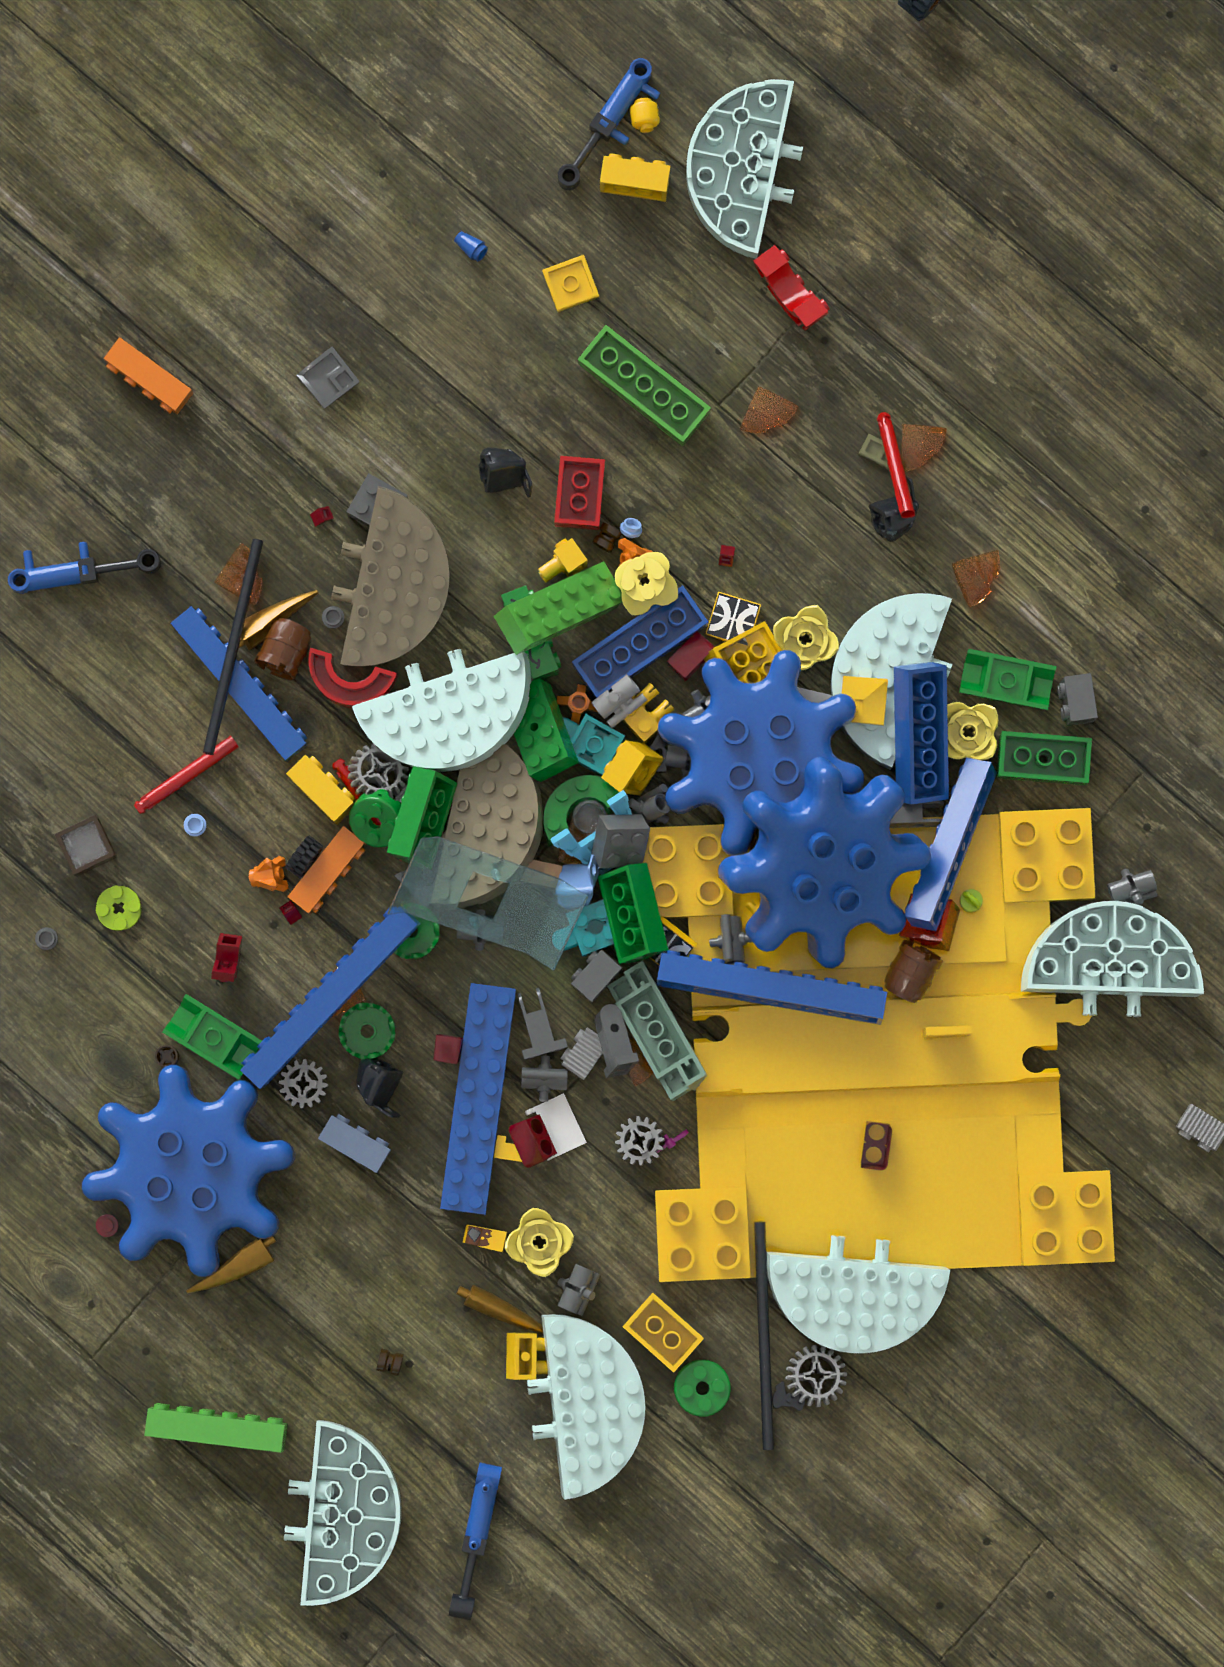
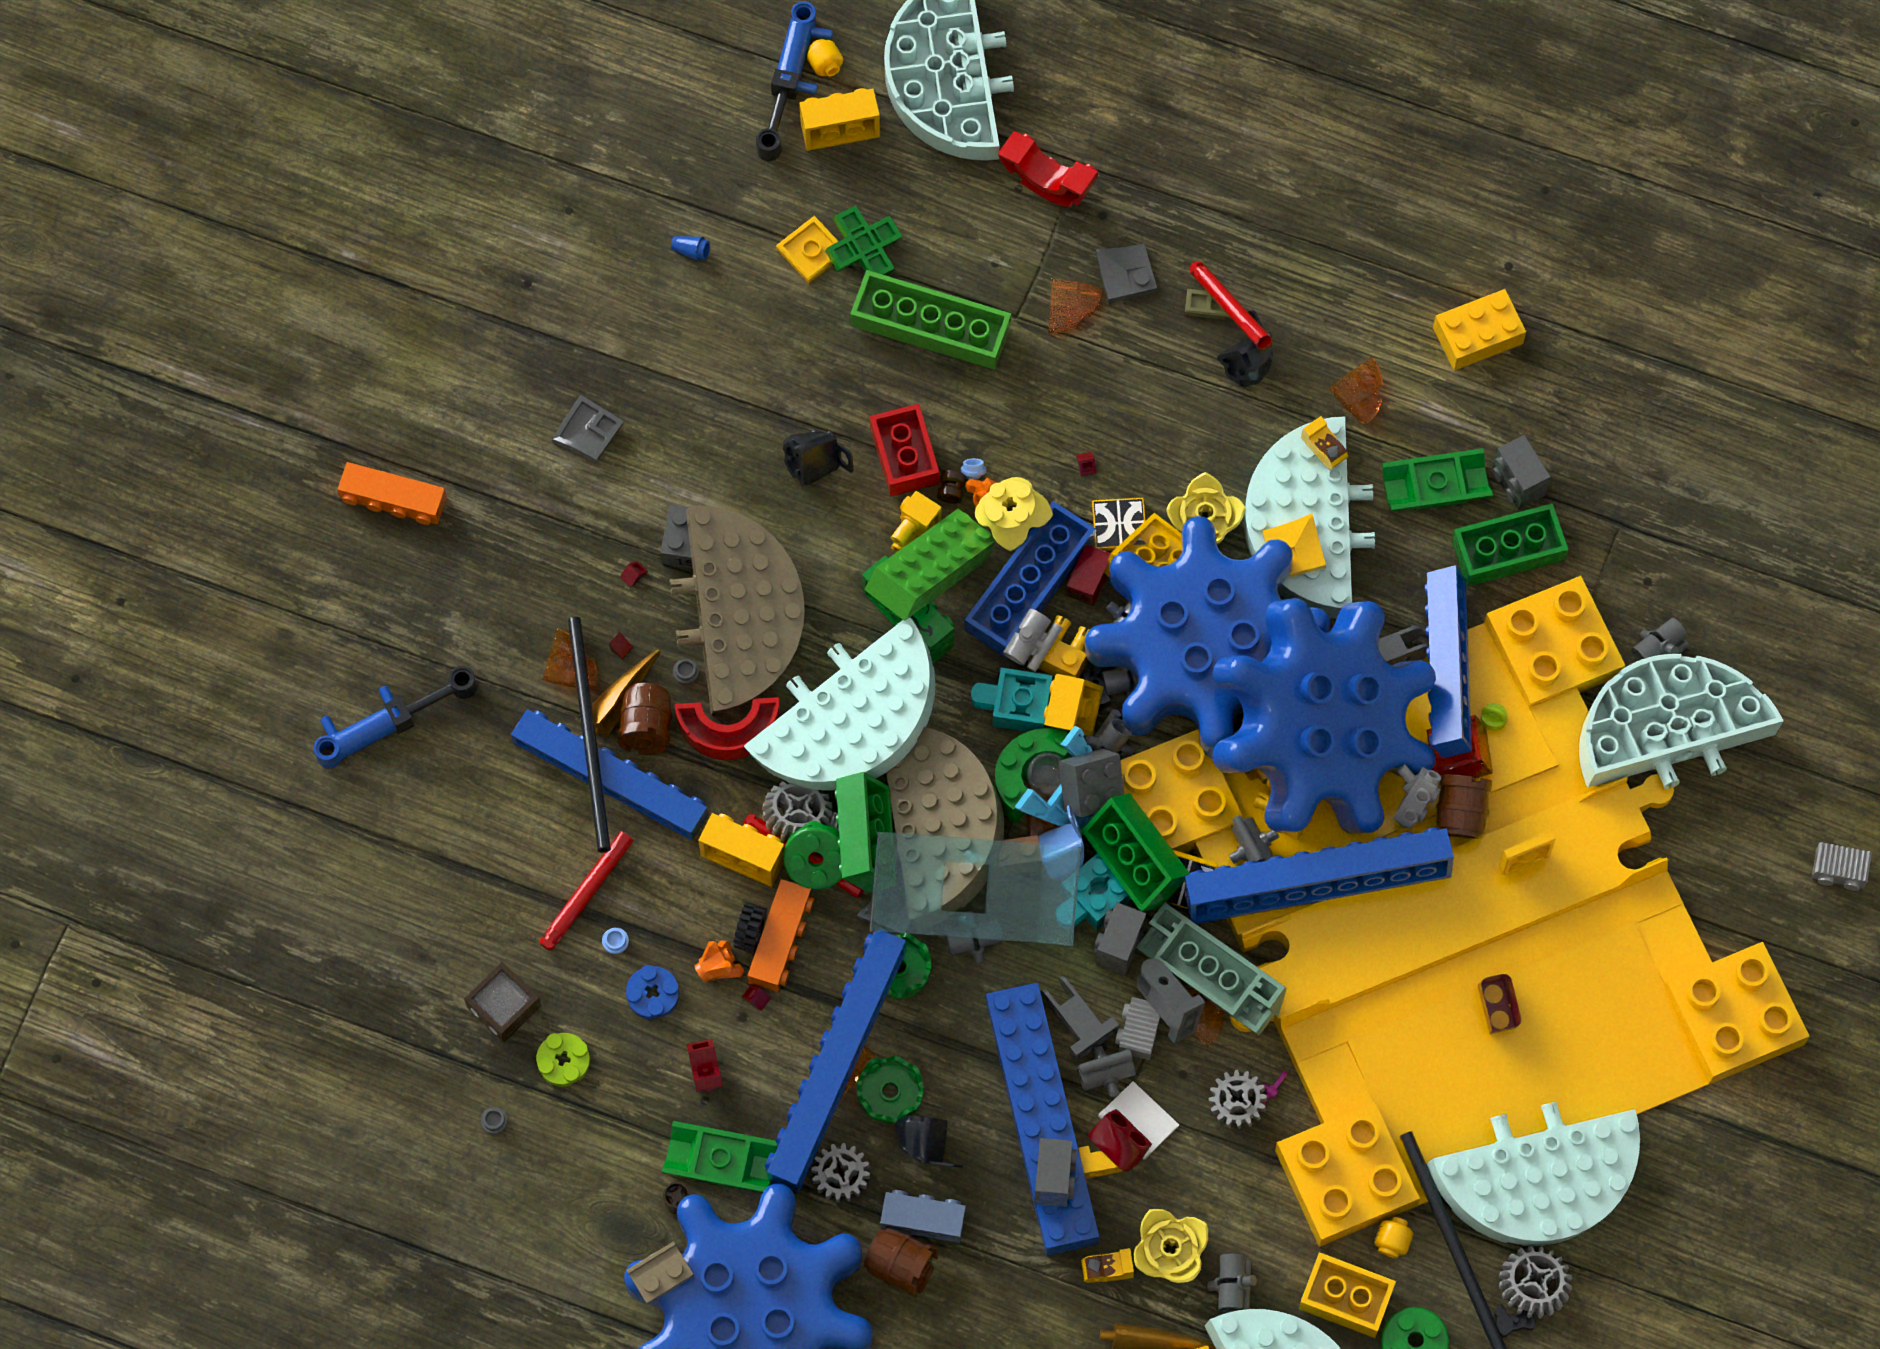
camera: 20 degrees left, 15 degrees down
(126, 1123) = (660, 1273): none -> dark tan plate
(222, 878) = (651, 977): none -> blue plate
(288, 575) = (620, 645): none -> dark red piece
(323, 1174) = (900, 1260): none -> reddish brown piece
(447, 1048) = (987, 1074): dark red piece -> none
(465, 1156) = (1053, 1176): none -> dark grey brick
(544, 735) = (965, 705): green brick -> none
(577, 703) = (986, 665): orange rock -> none
(614, 296) = (863, 242): none -> green plate
(719, 1298) = (1393, 1237): none -> yellow head
(823, 400) = (1125, 272): none -> dark grey plate
(879, 949) = (1420, 790): none -> light grey brick
(920, 444) = (1246, 279): clear orange brick -> none
(921, 731) = (1369, 553): blue brick -> none
(923, 620) = (1324, 443): none -> yellow leg
(982, 720) = (1426, 530): light yellow brick -> none
(1096, 560) = (1479, 329): none -> yellow brick

